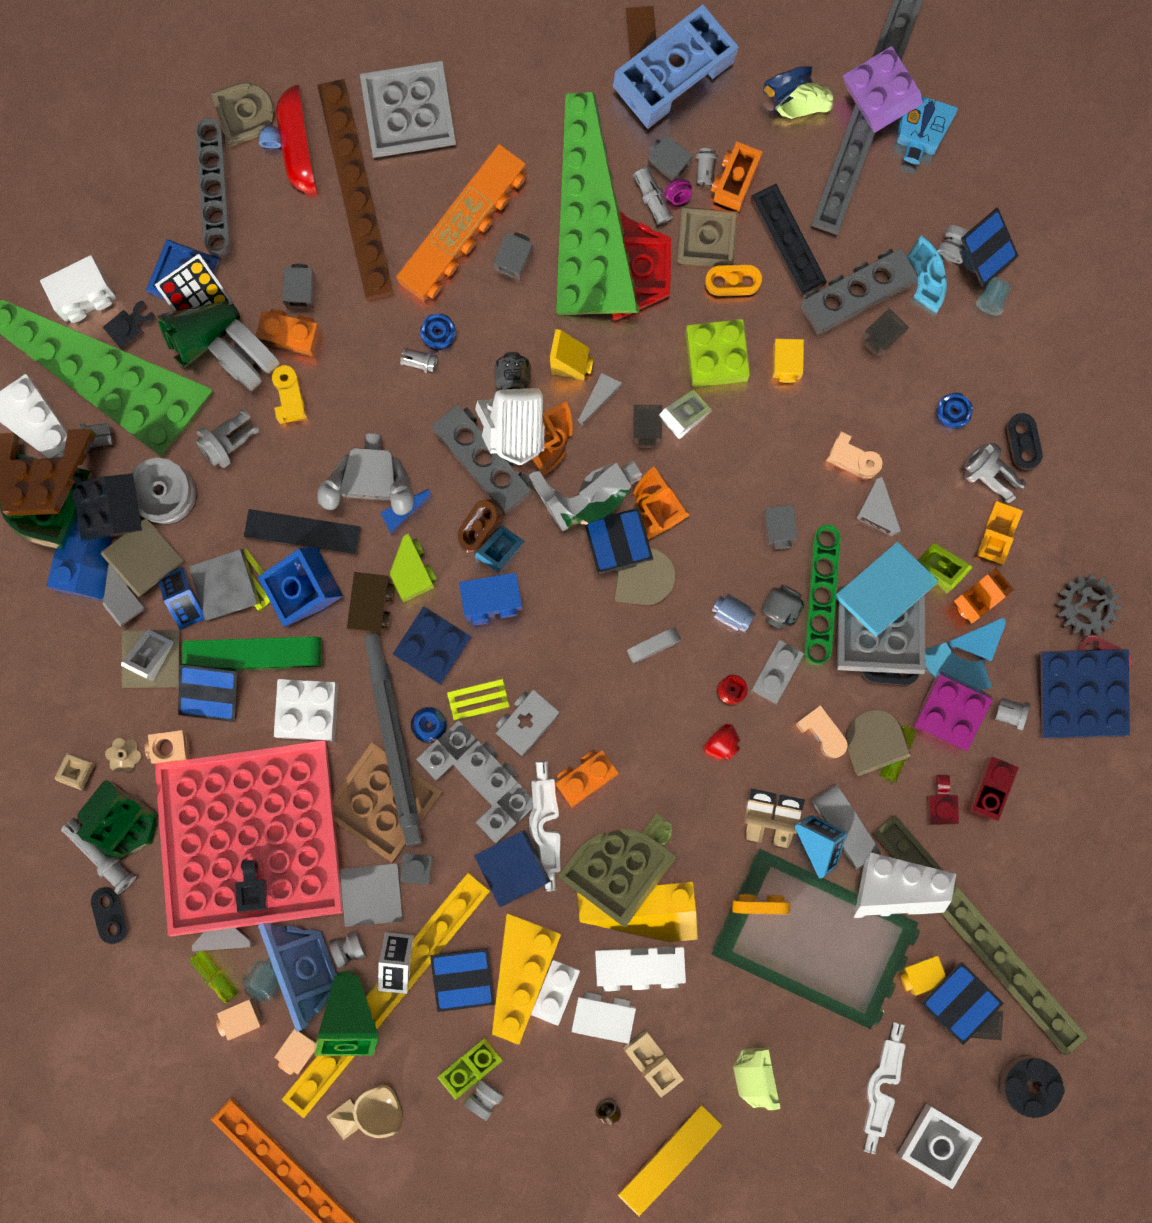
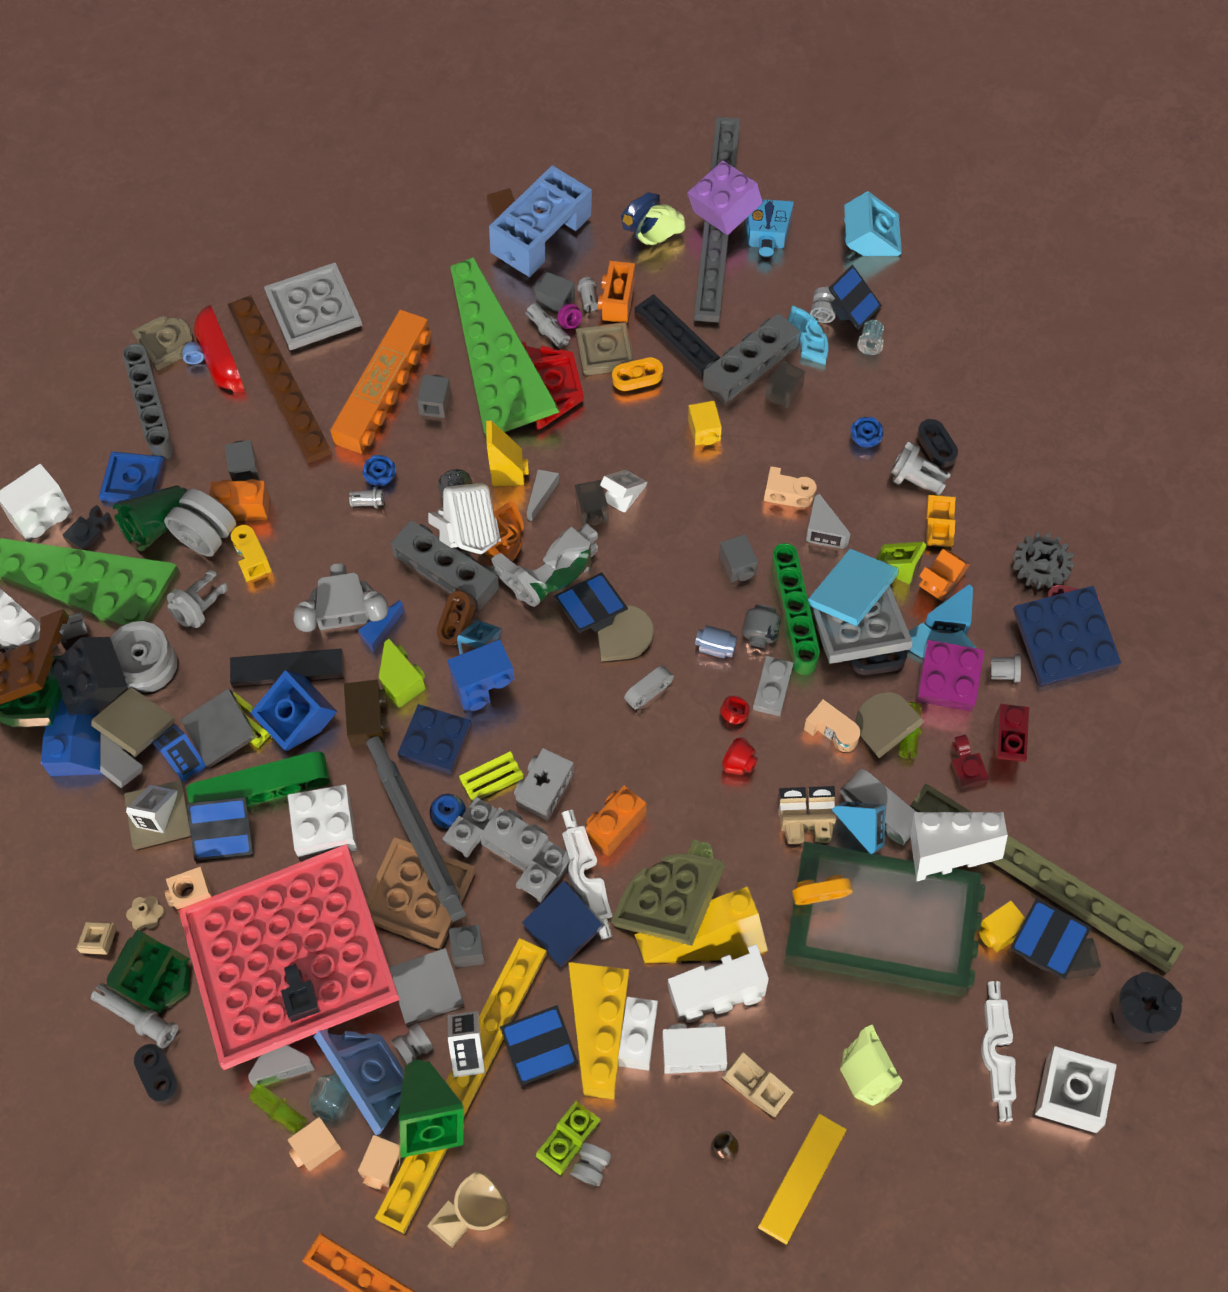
camera: 15 degrees left, 20 degrees down
(192, 286) = (139, 476): sticker -> none
(658, 503) = (620, 567): orange brick -> none
(717, 353) = (639, 431): lime brick -> none
(1036, 157) = (872, 227): none -> medium azure slope

